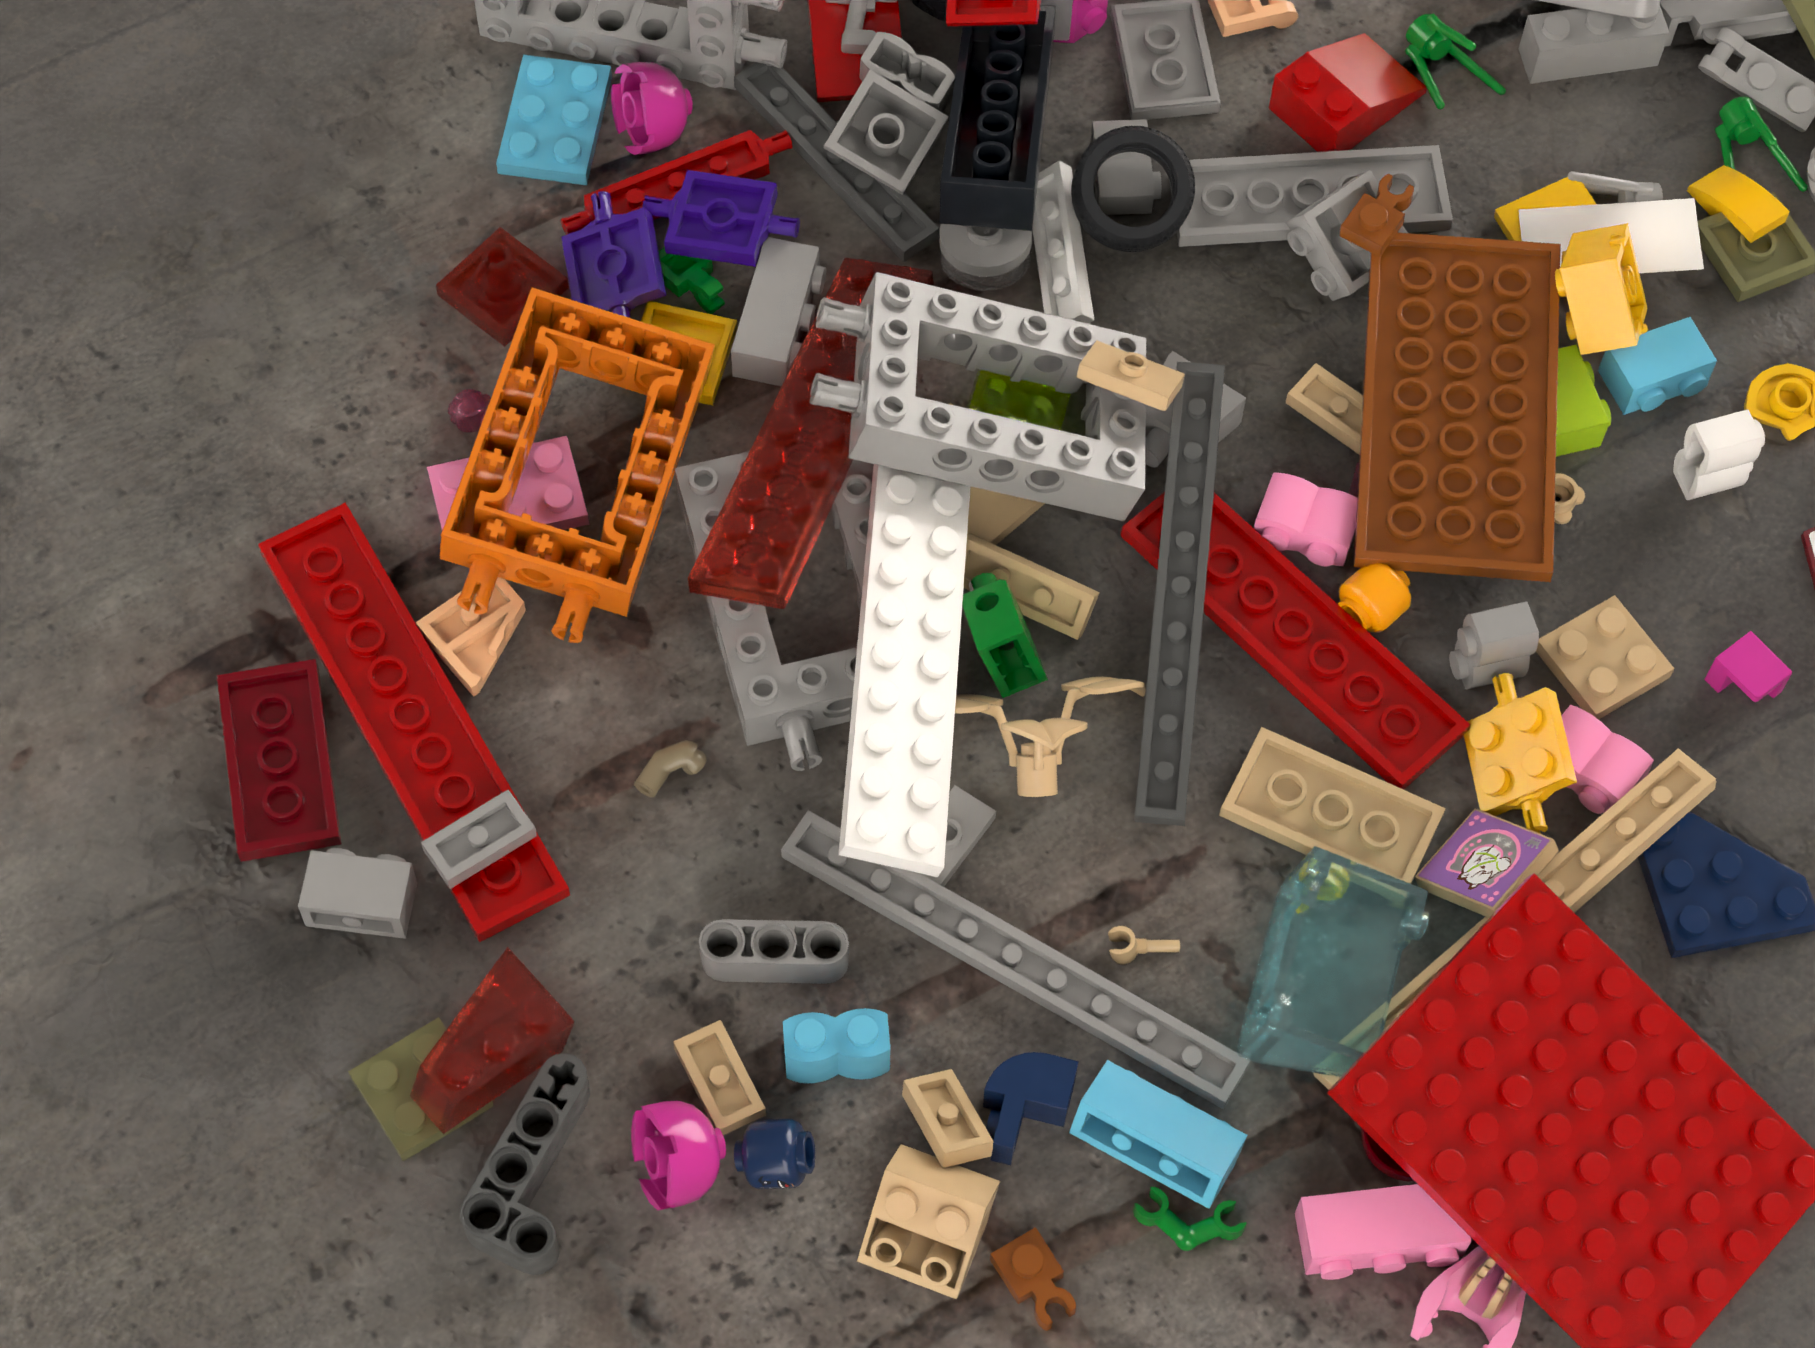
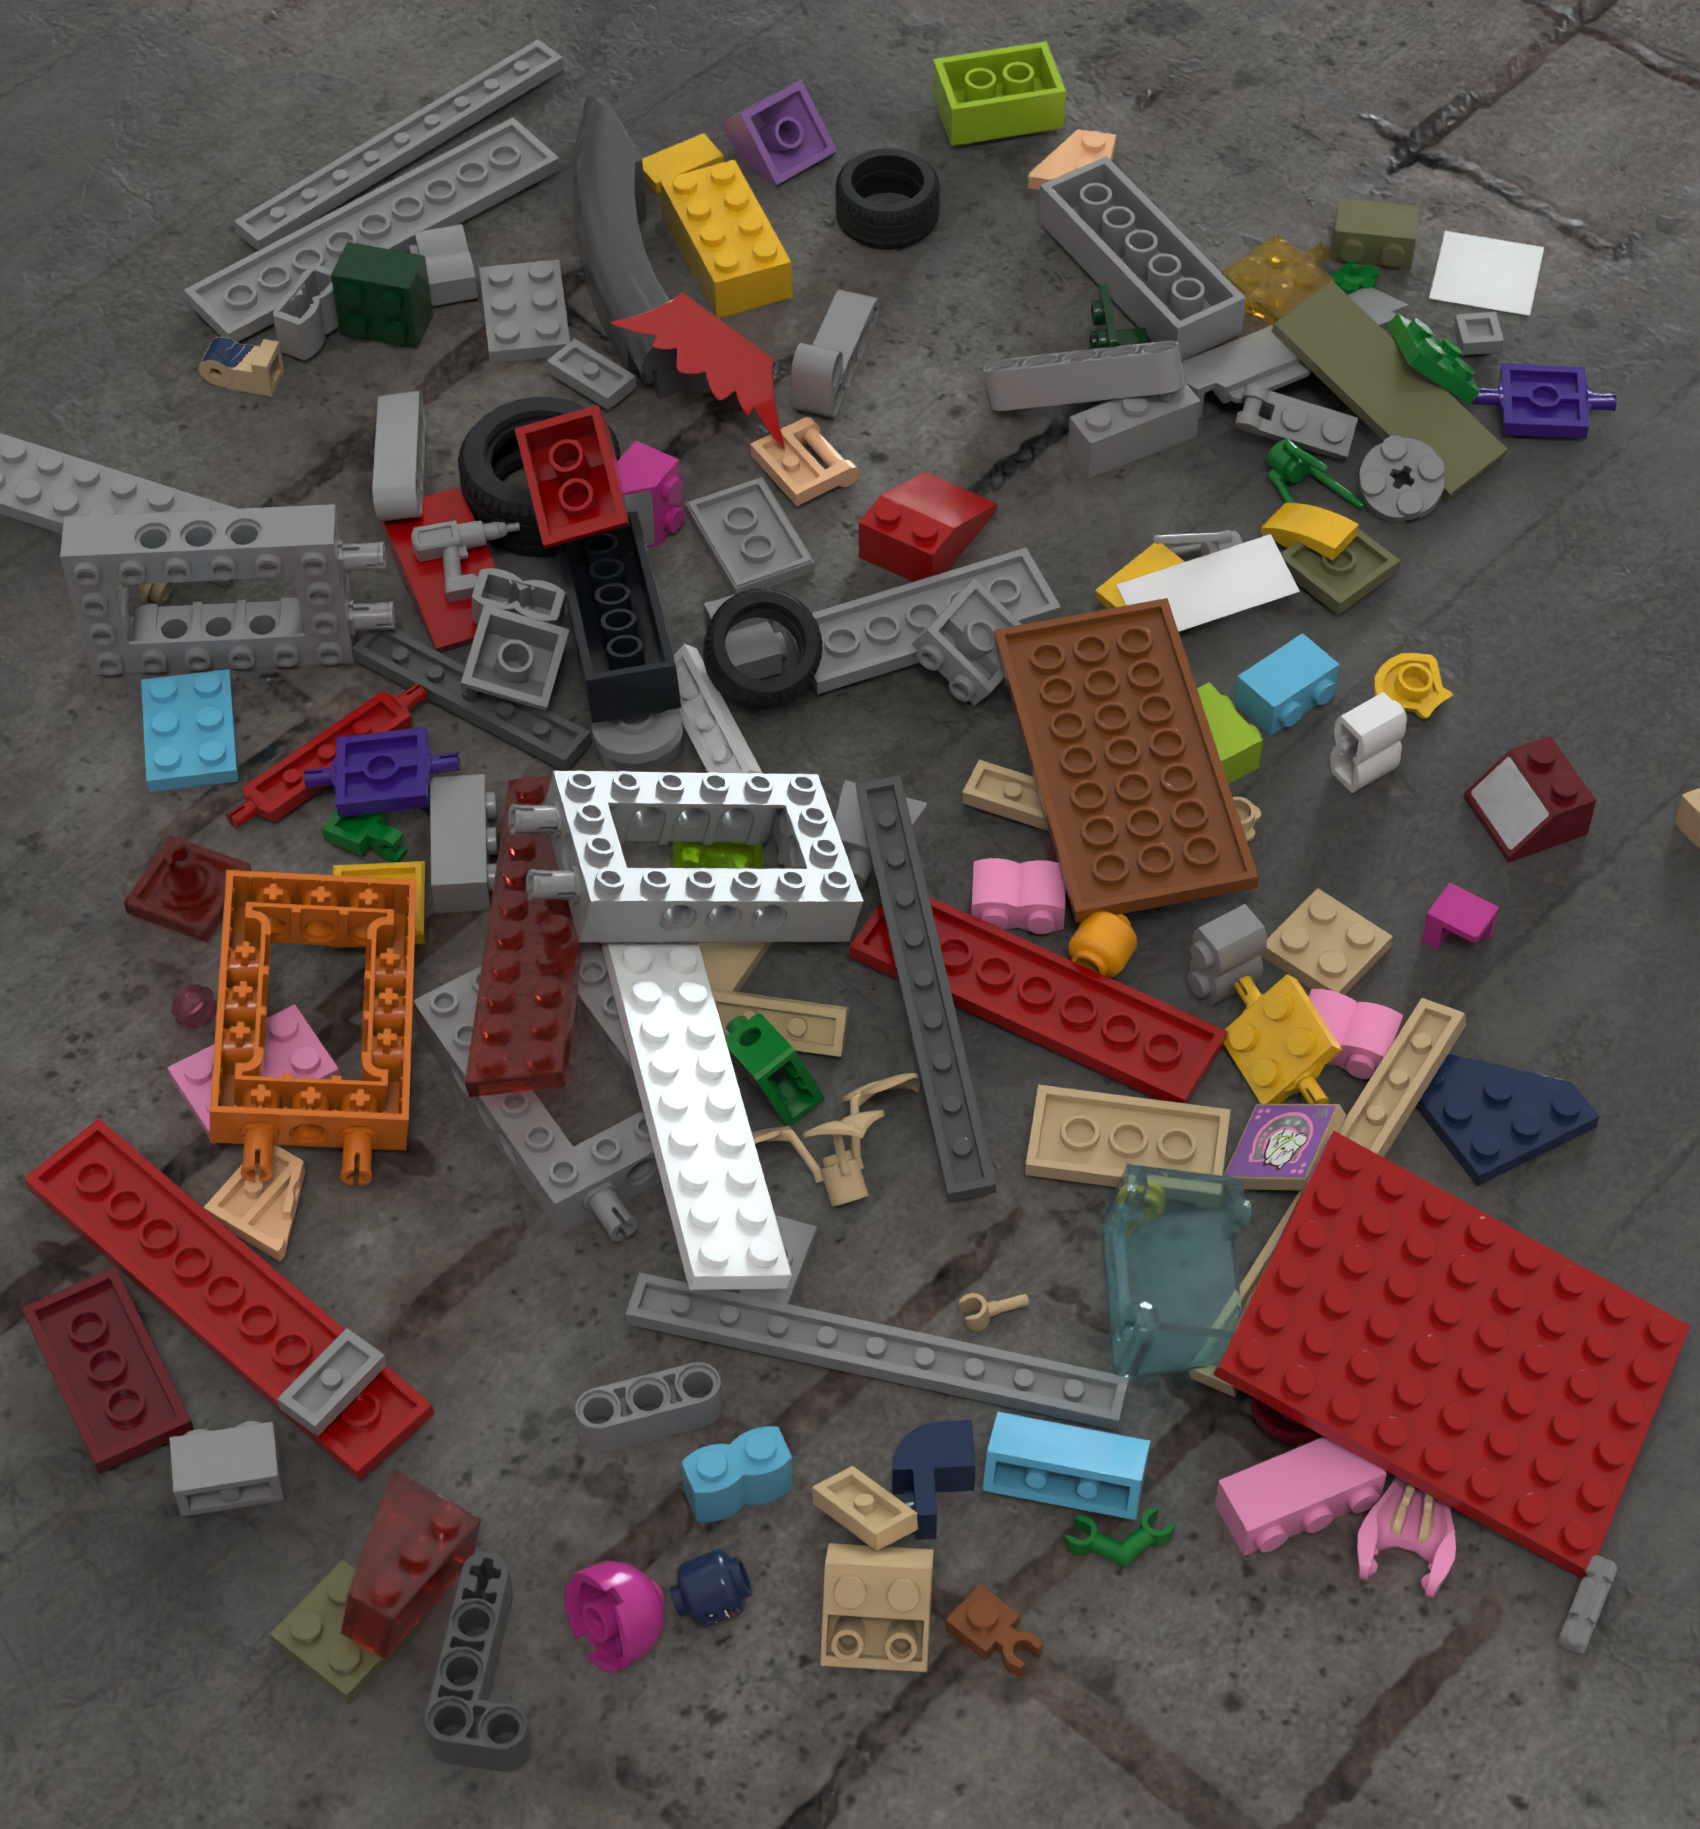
camera: 15 degrees left, 10 degrees down
(614, 259) = (291, 831): dark purple plate -> none
(650, 106) = (279, 693): dark pink cylinder -> none
(666, 760) = (487, 1267): dark tan arm -> none
(719, 1078) = (634, 1534): tan plate -> none
(1130, 375) = (817, 804): tan plate -> none
(1377, 221) = (995, 619): dark orange plate -> none
(1431, 39) = (987, 461): green plant -> none
(1602, 290) = (1218, 627): yellow brick -> none

